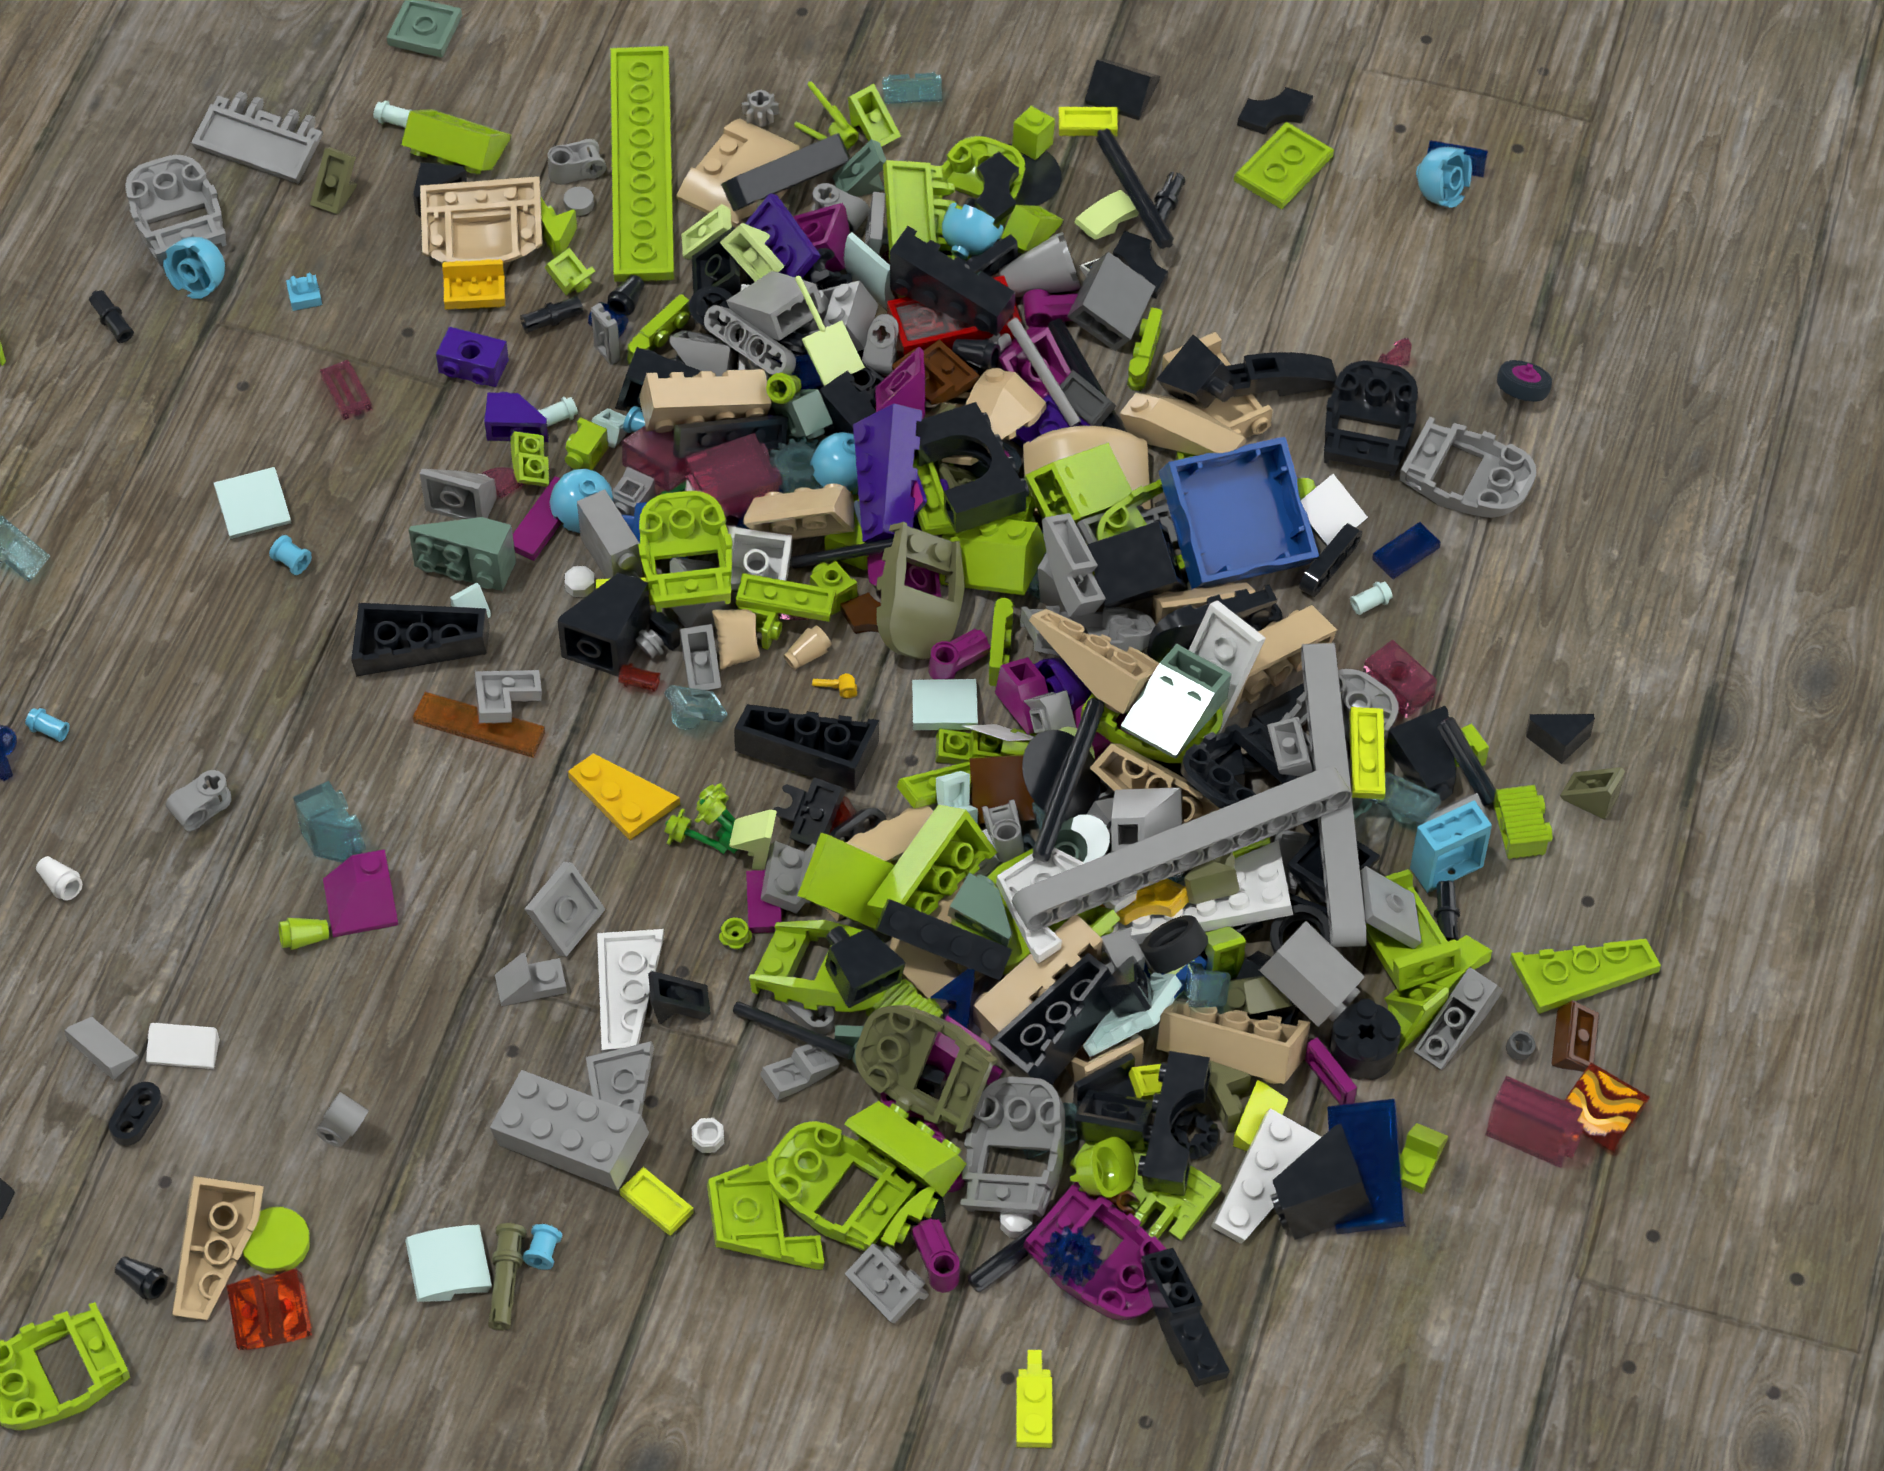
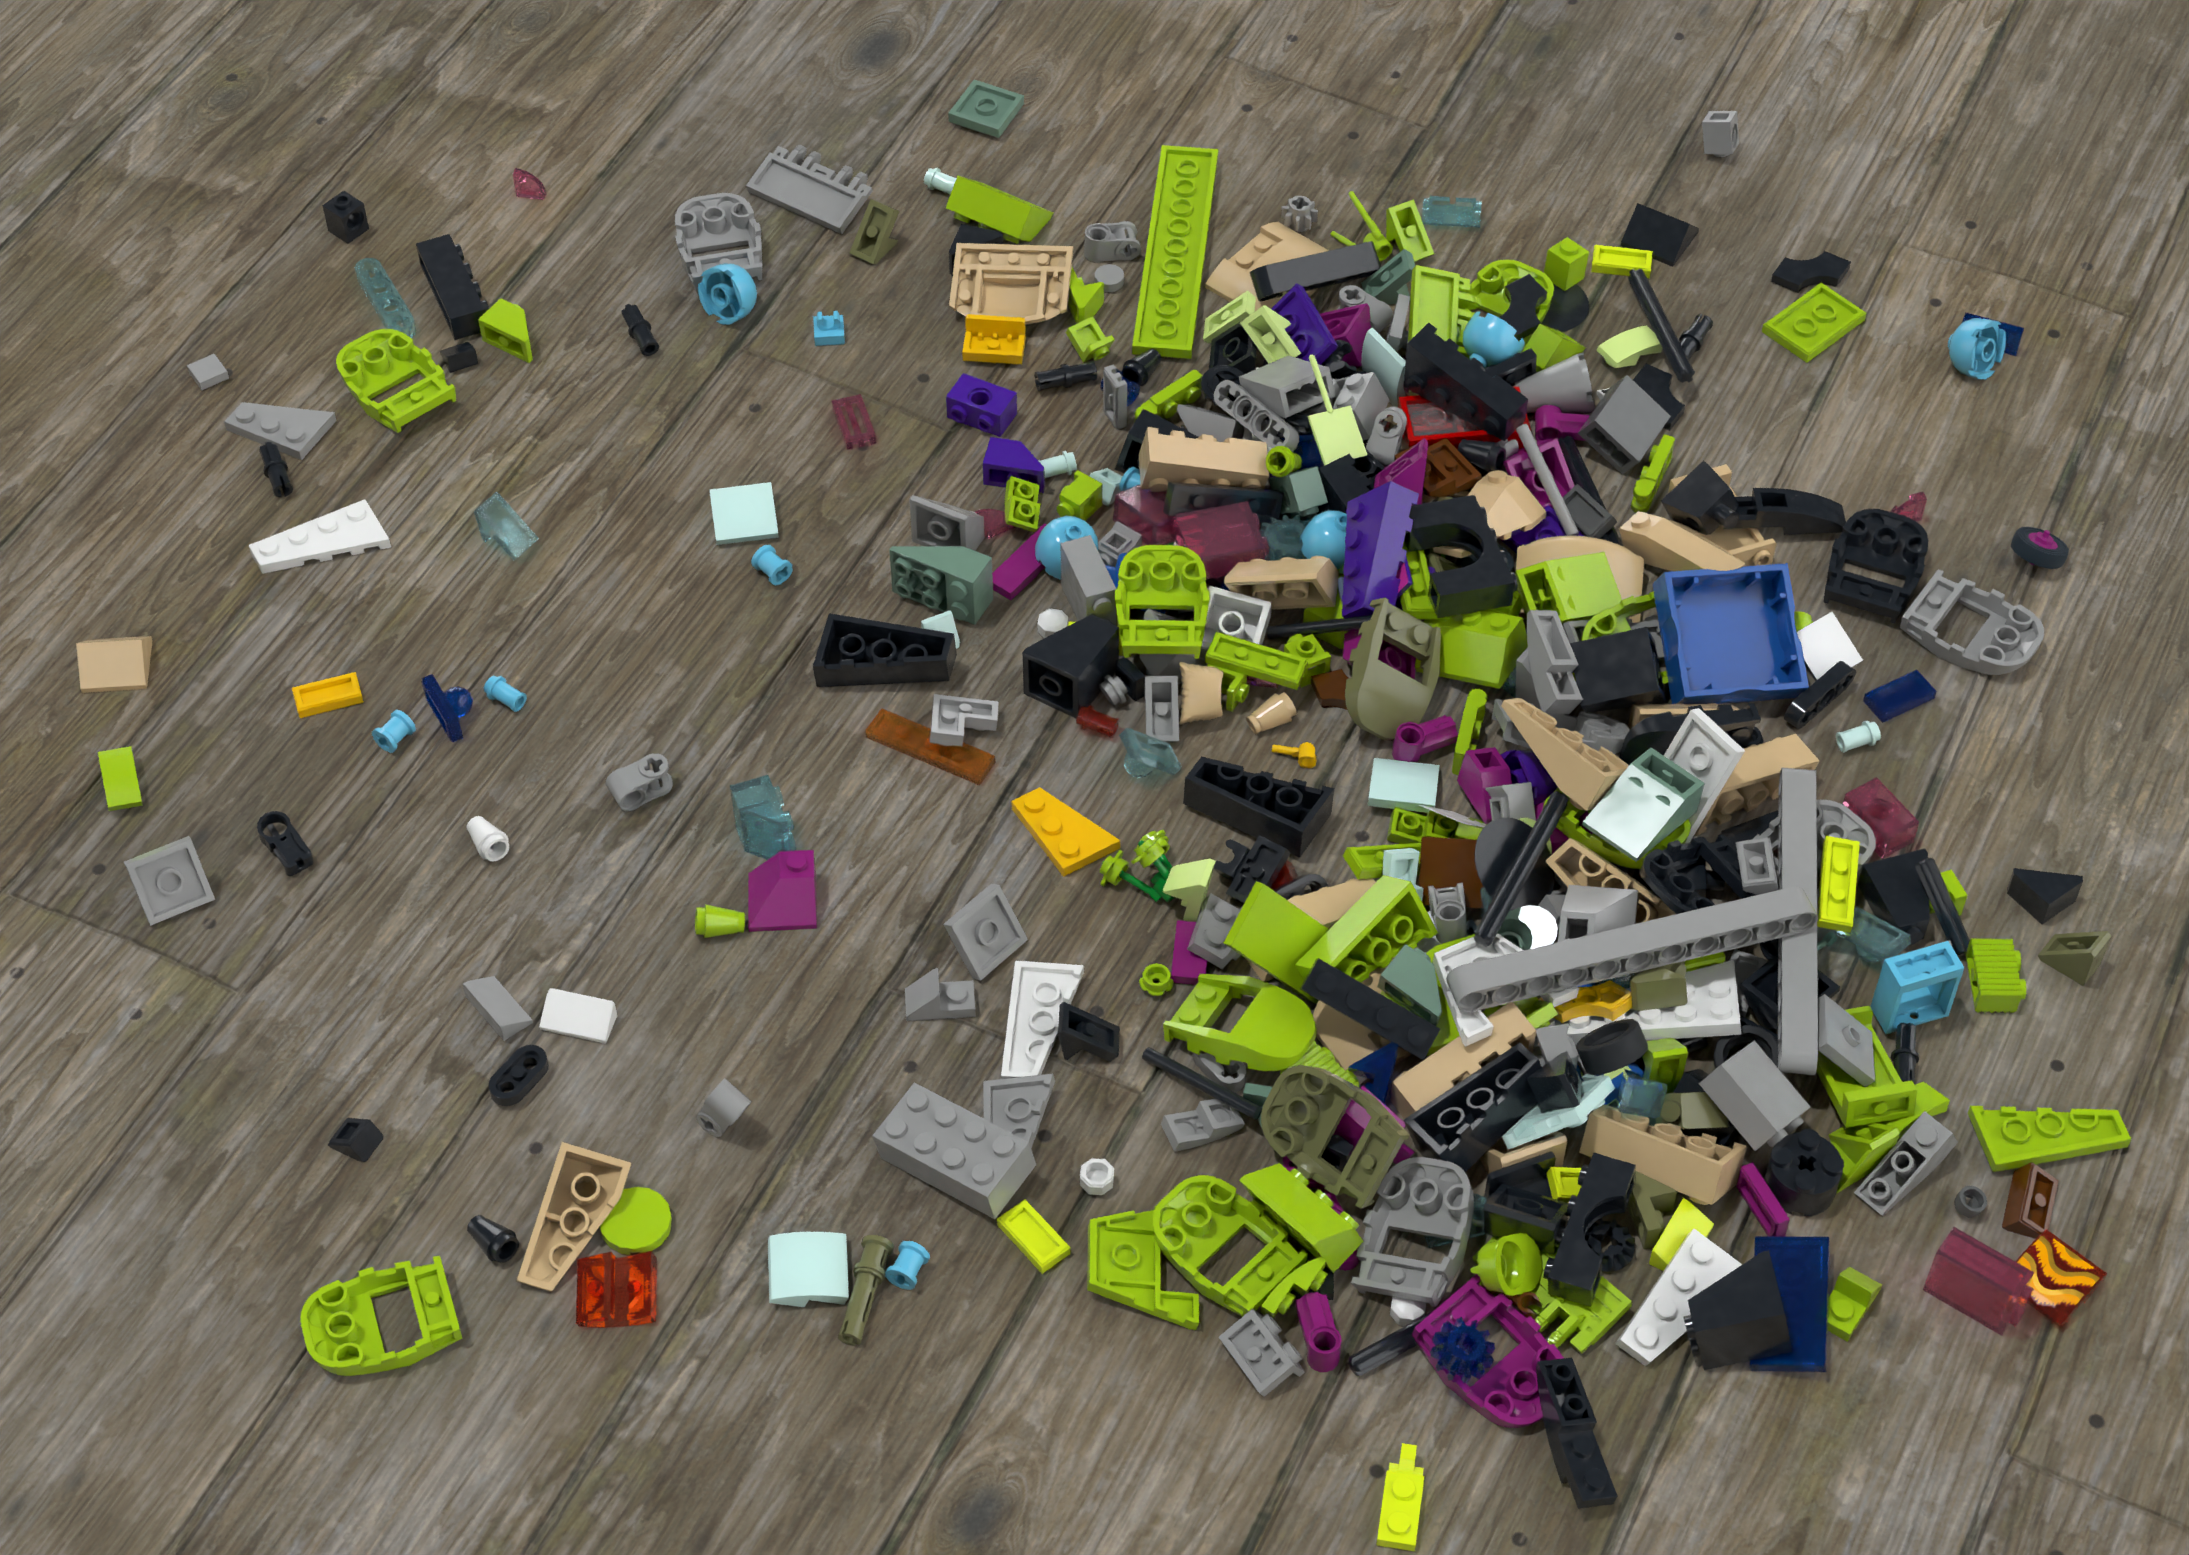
camera: 10 degrees right, 5 degrees down
(861, 965) = (1281, 1023): black torso -> none

